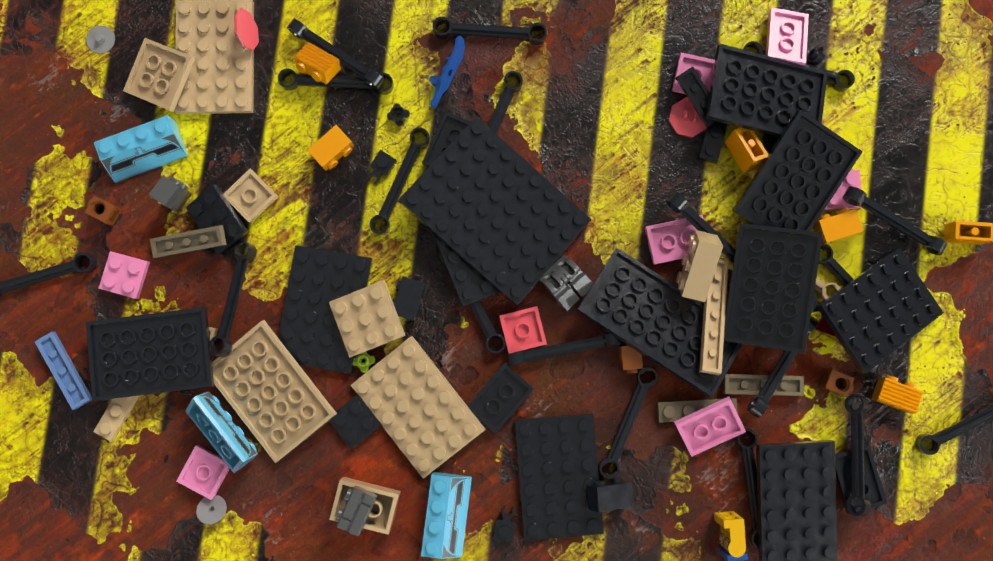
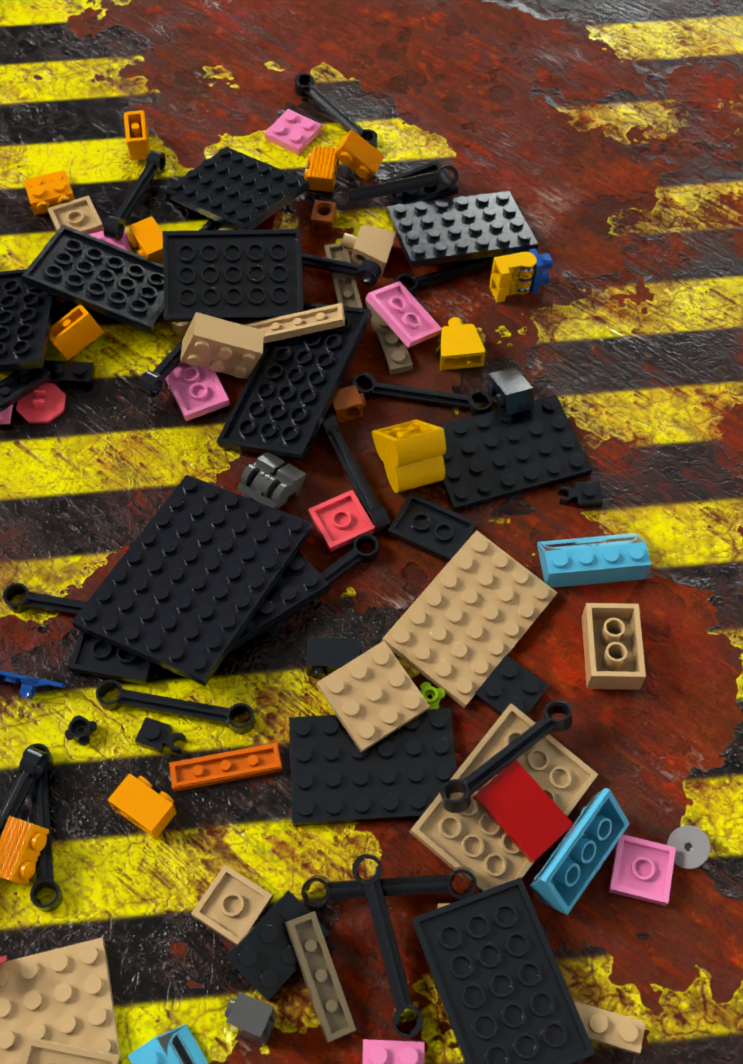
camera: 100 degrees left, 25 degrees down
(195, 288) = (388, 946): none -> black piece
(258, 401) = (523, 811): none -> red tile
(294, 401) = (506, 756): none -> black piece
(348, 208) = (225, 767): none -> orange tile
(356, 510) = (622, 640): dark grey brick -> none
(569, 396) = (411, 454): none -> yellow brick
(670, 467) = (460, 346): none -> yellow torso
(791, 416) = (370, 245): none -> tan torso
(880, 166) = (76, 214): none -> tan plate
(903, 430) = (359, 155): none -> light orange brick
(917, 147) = (48, 191): none -> light orange plate
(953, 378) = (293, 131): none -> bright pink plate

